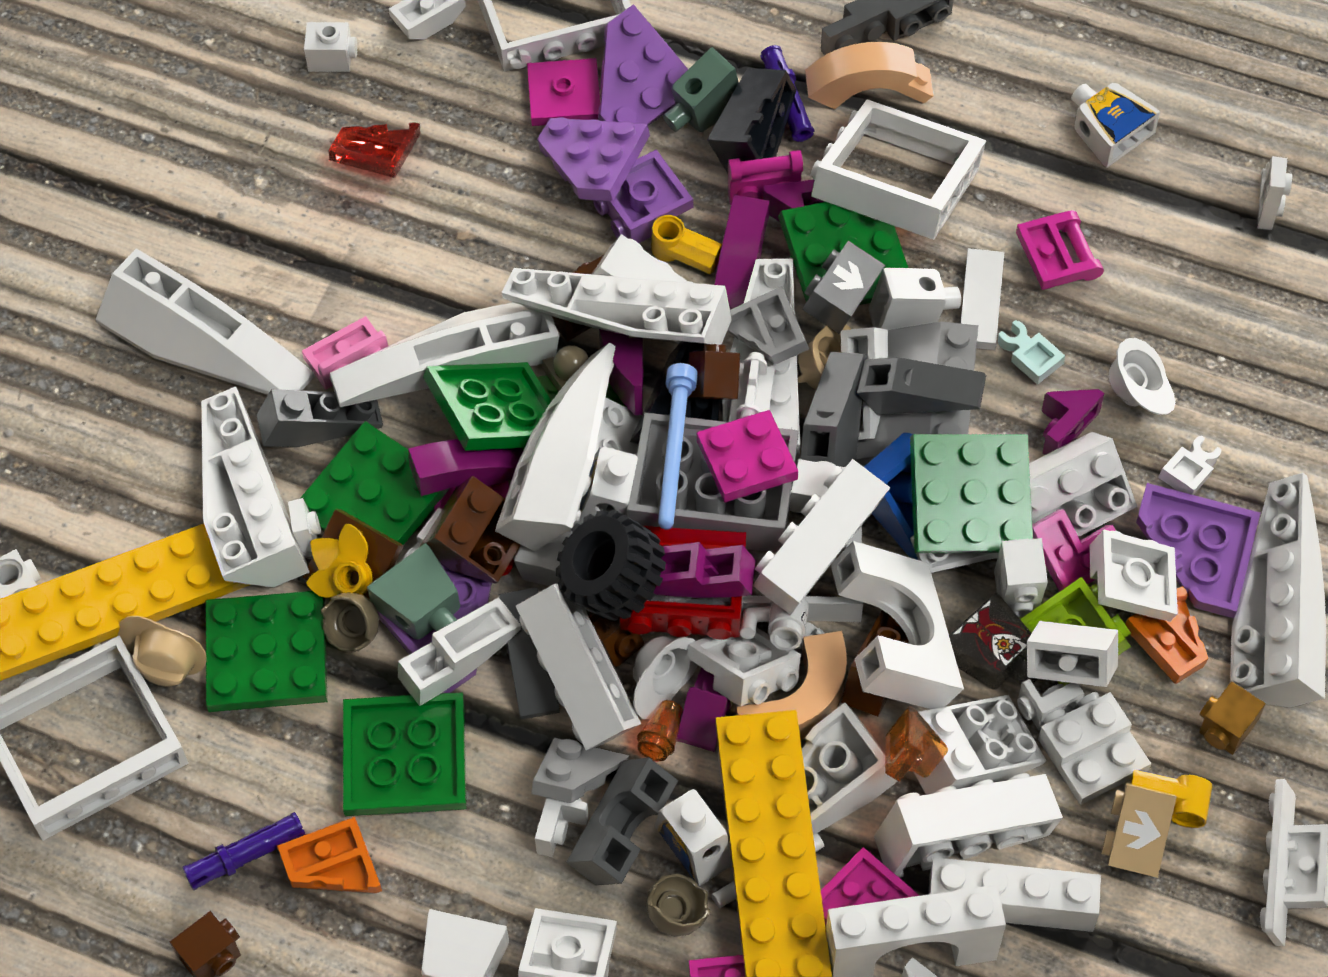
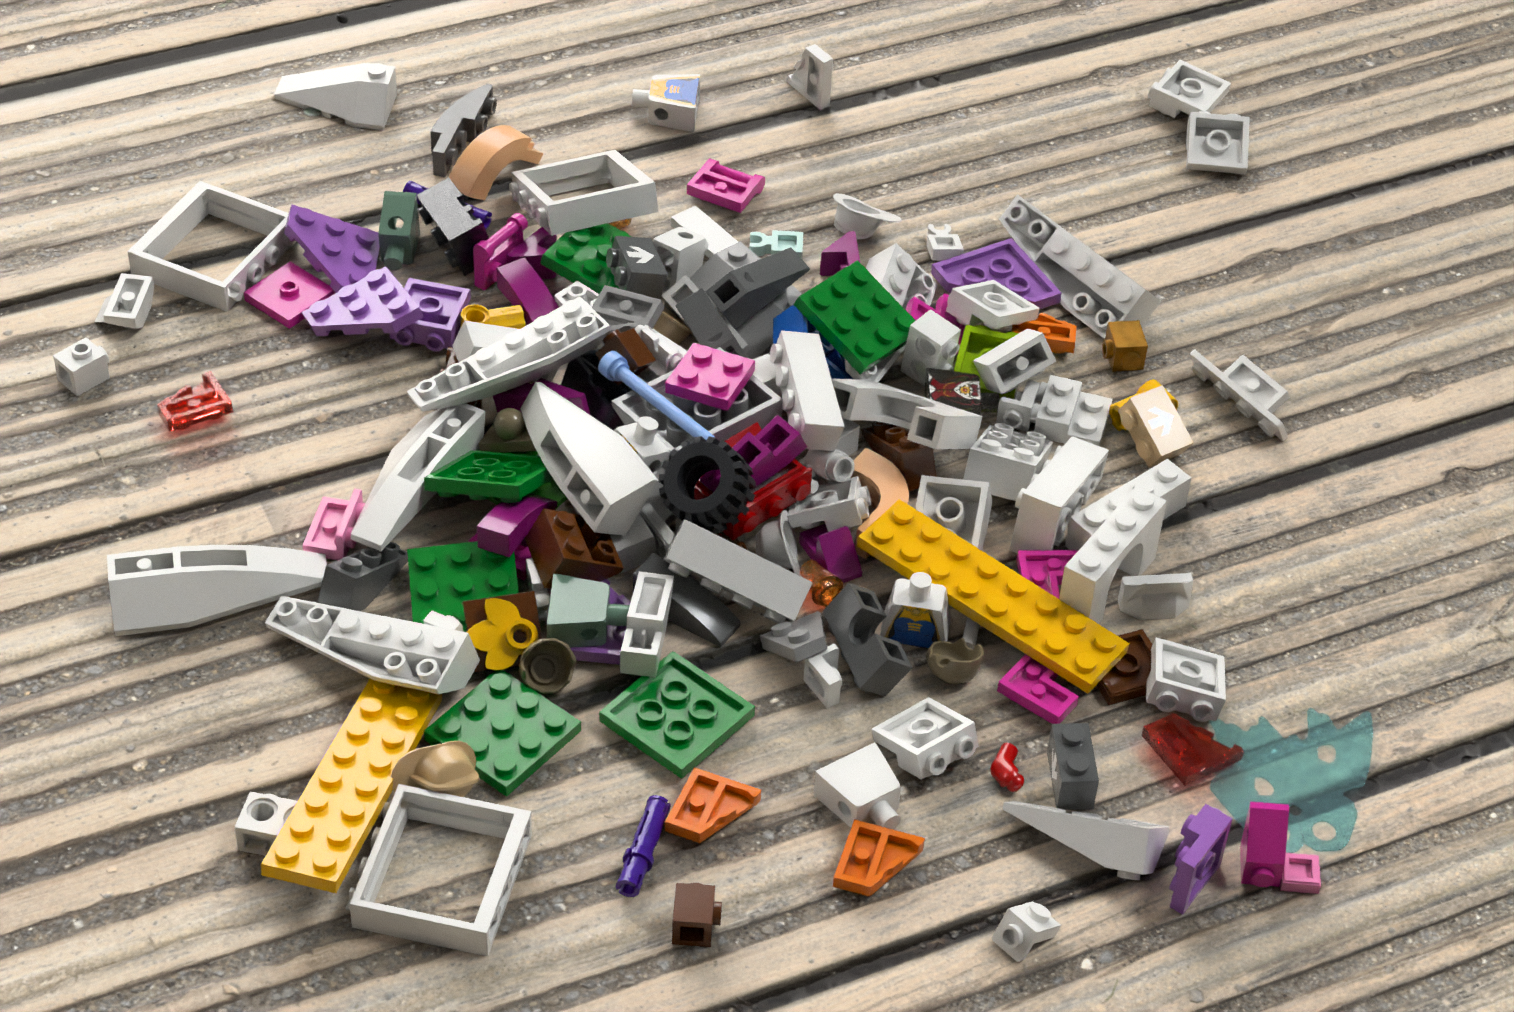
camera: 50 degrees left, 15 degrees down
(912, 746) = (988, 464): clear orange slope -> none

